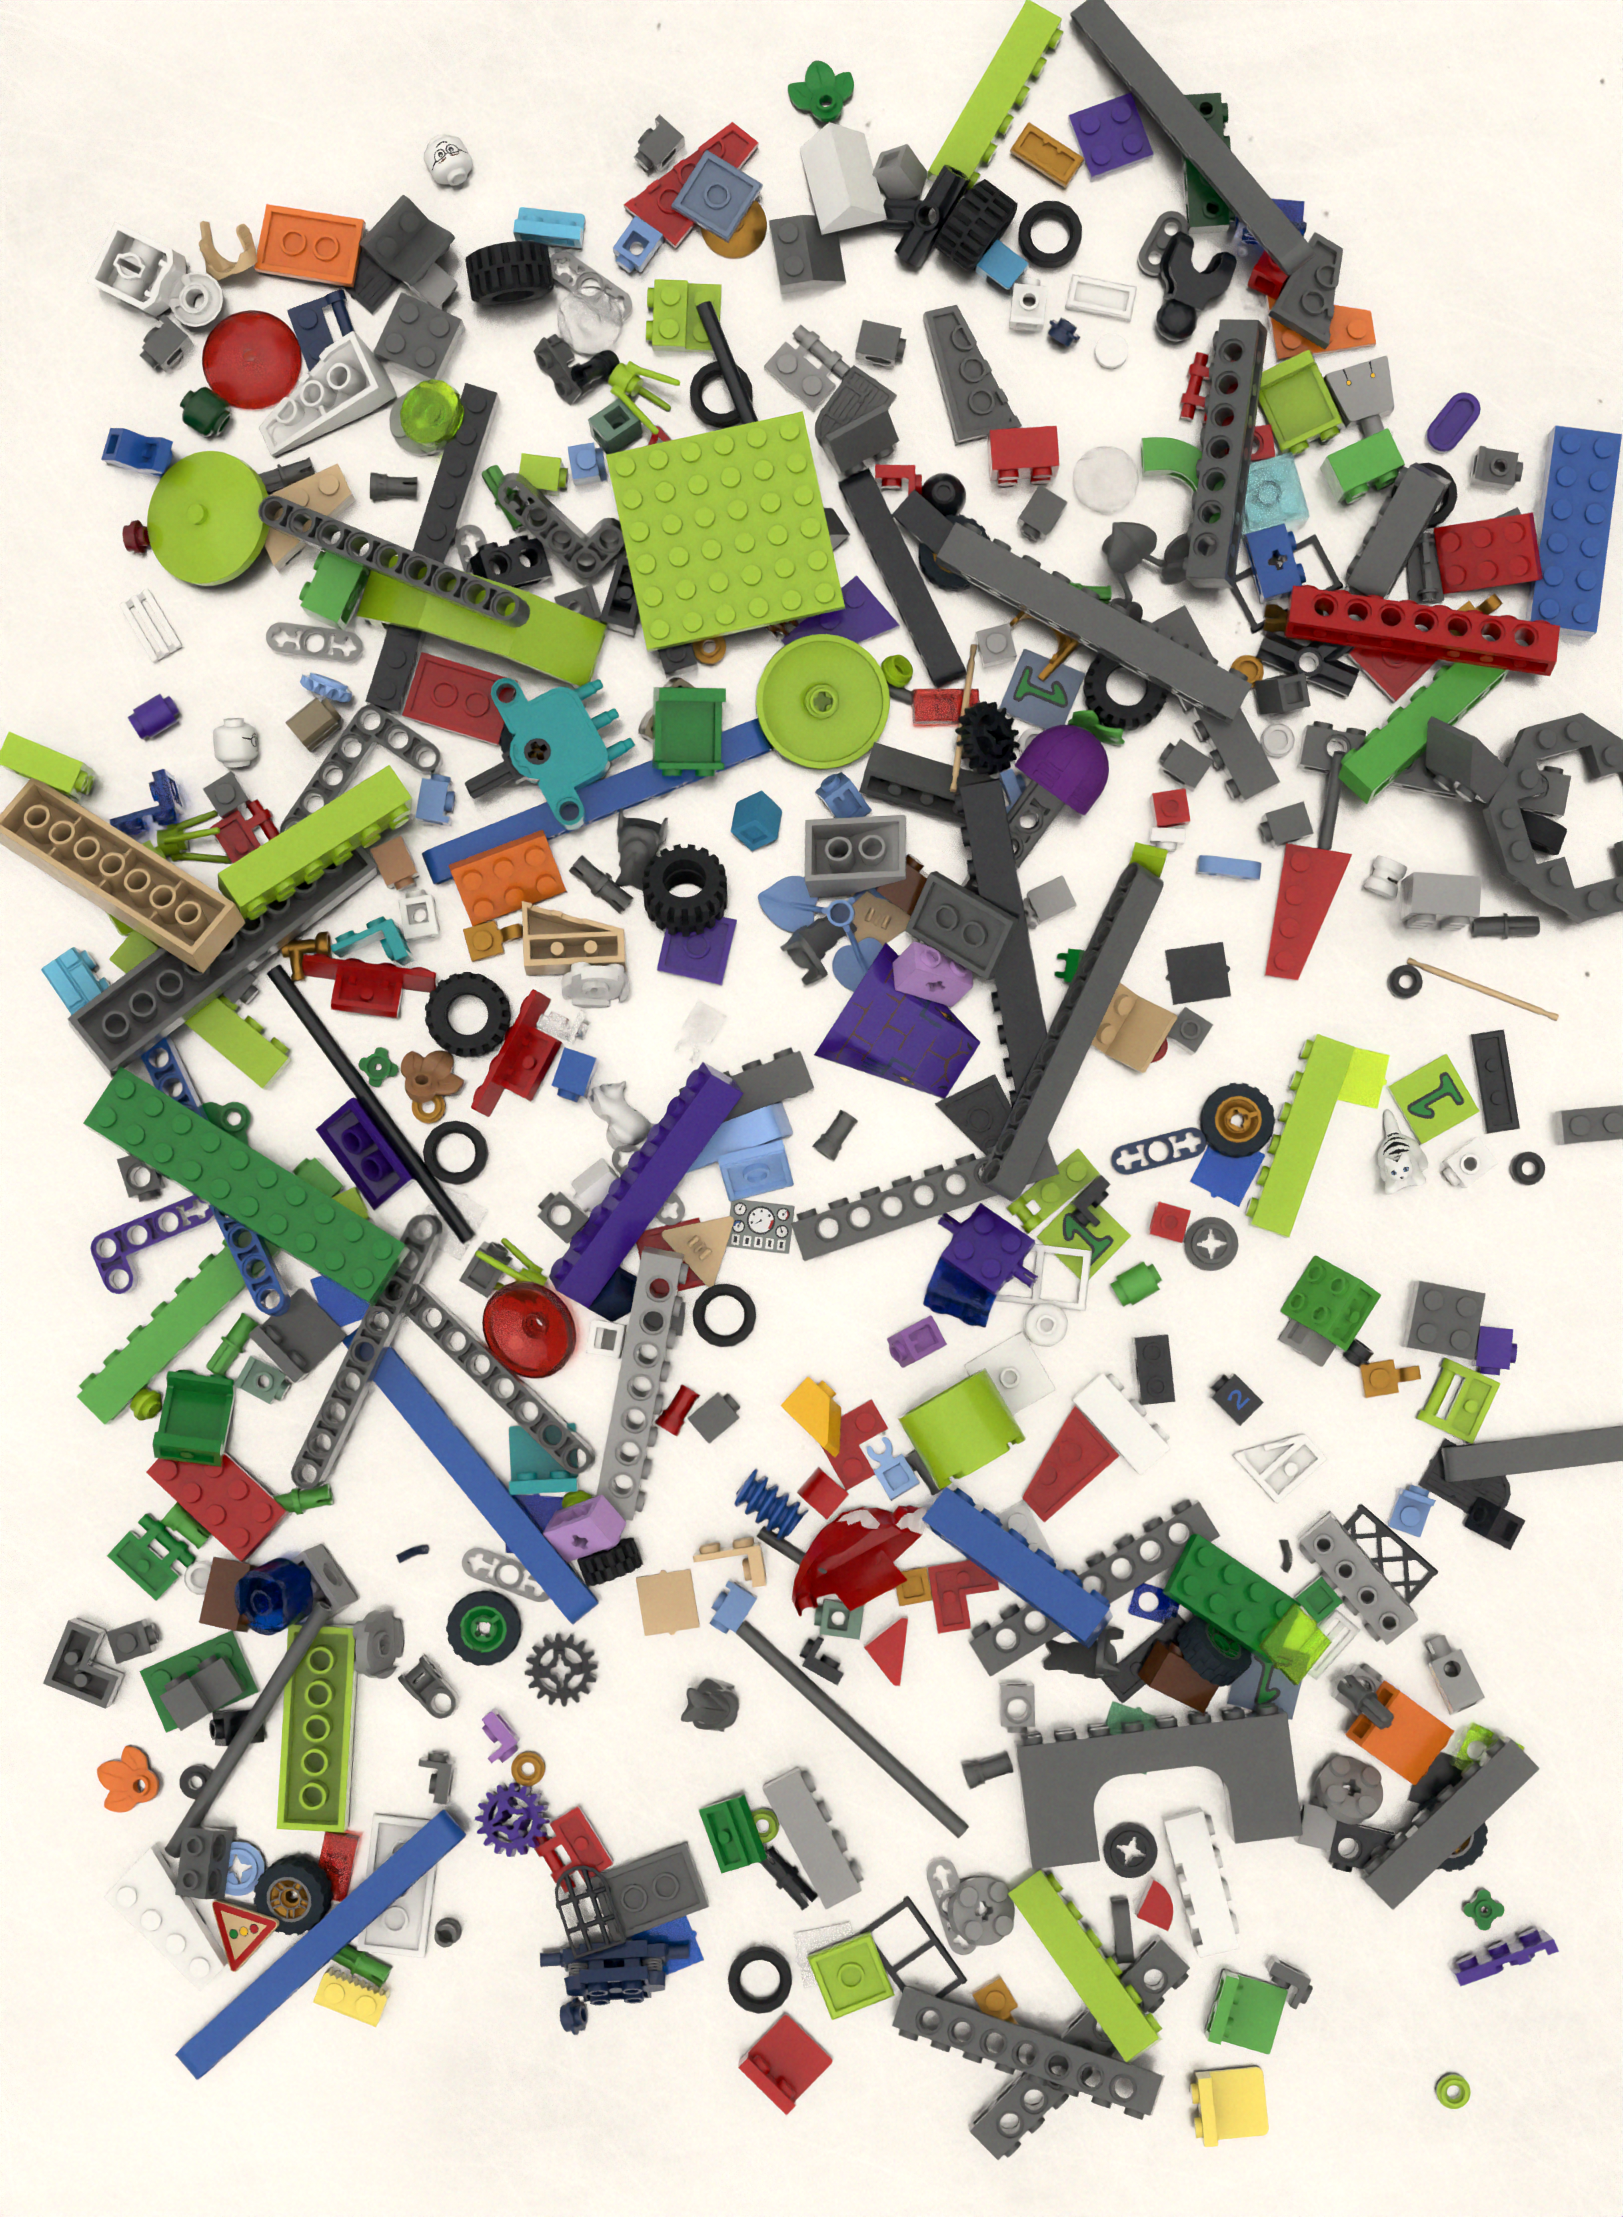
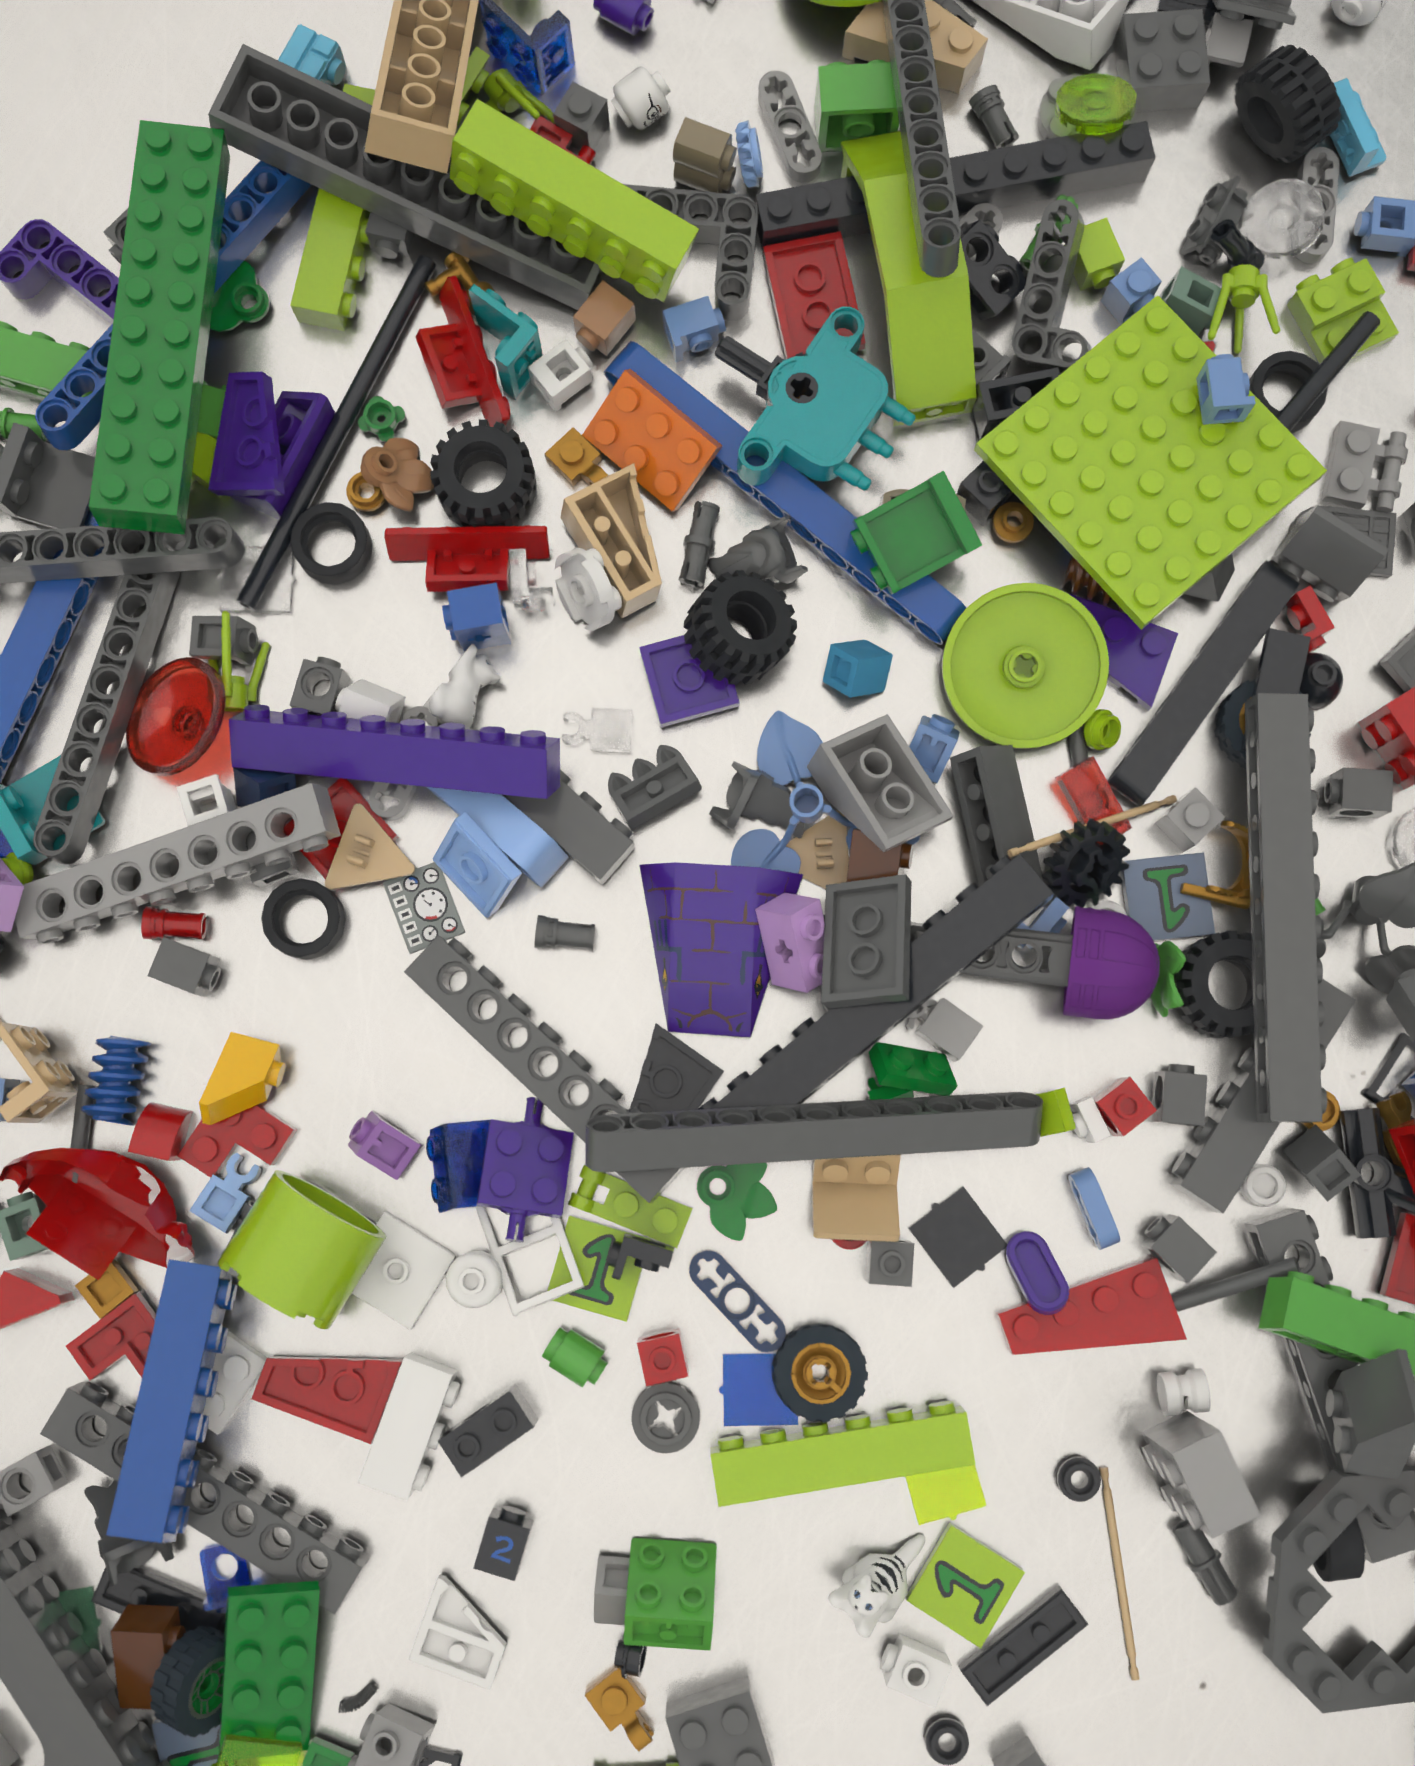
camera: 60 degrees right, 5 degrees down
(354, 1170) = (247, 440): none -> dark purple wing
(707, 455) = (1224, 390): none -> medium blue brick
(765, 1014) = (653, 787): none -> dark grey plate
(1065, 941) = (912, 1069): none -> green plate
(1090, 1111) = (741, 1199): none -> green plate
(1251, 932) = (1037, 1273): none -> dark purple tile

